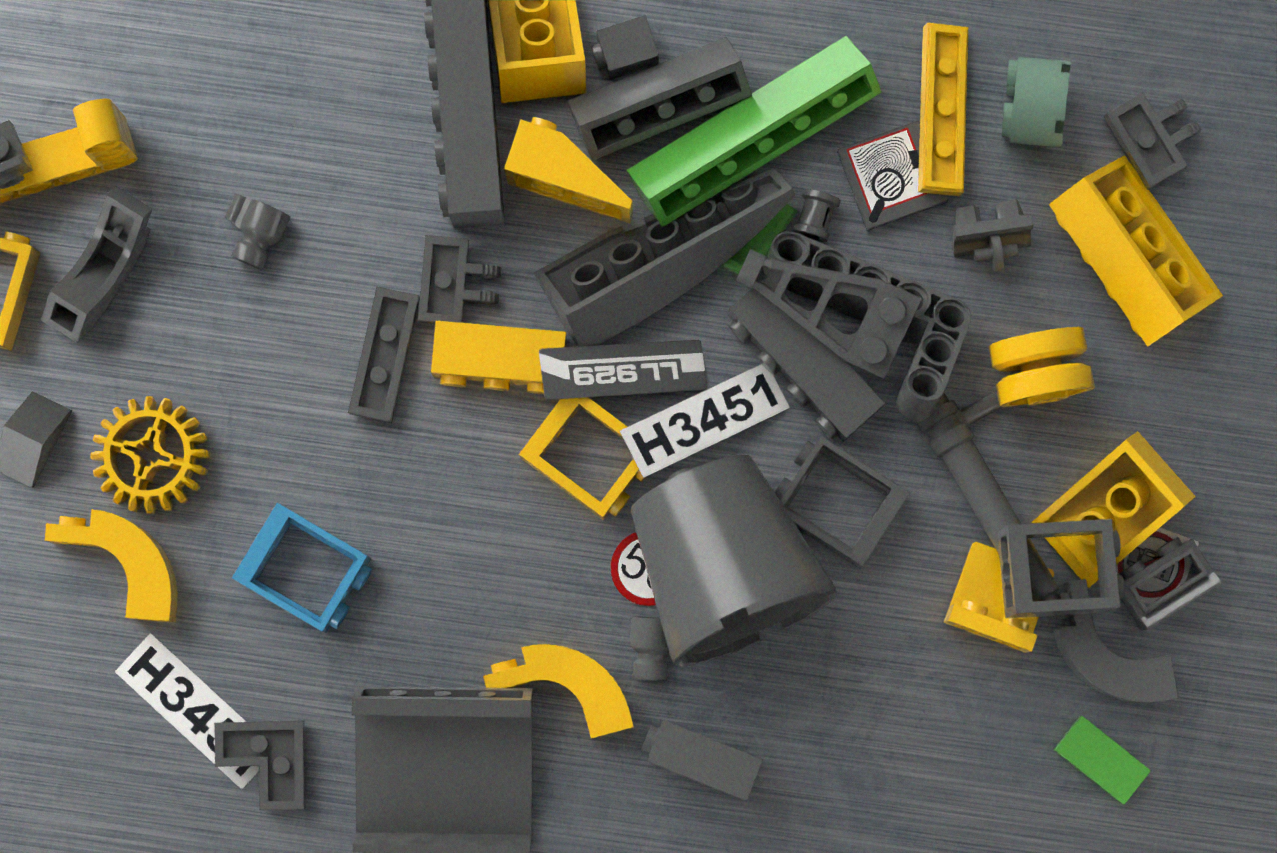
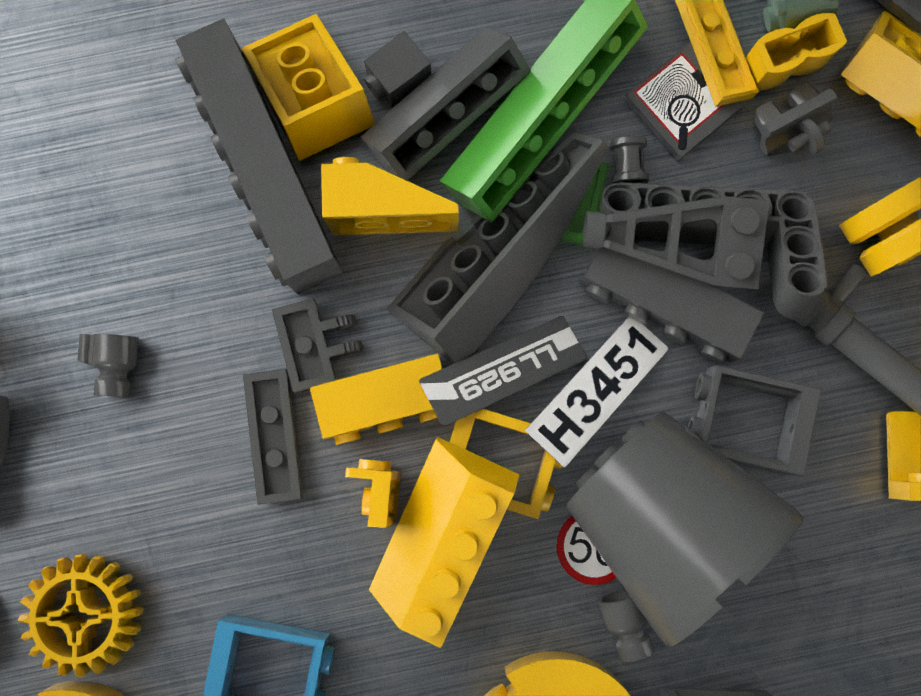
camera: 20 degrees left, 0 degrees up
(468, 444) = (382, 498): none -> yellow bracket
(507, 503) = (442, 540): none -> yellow slope
(1023, 168) = (795, 50): none -> yellow brick

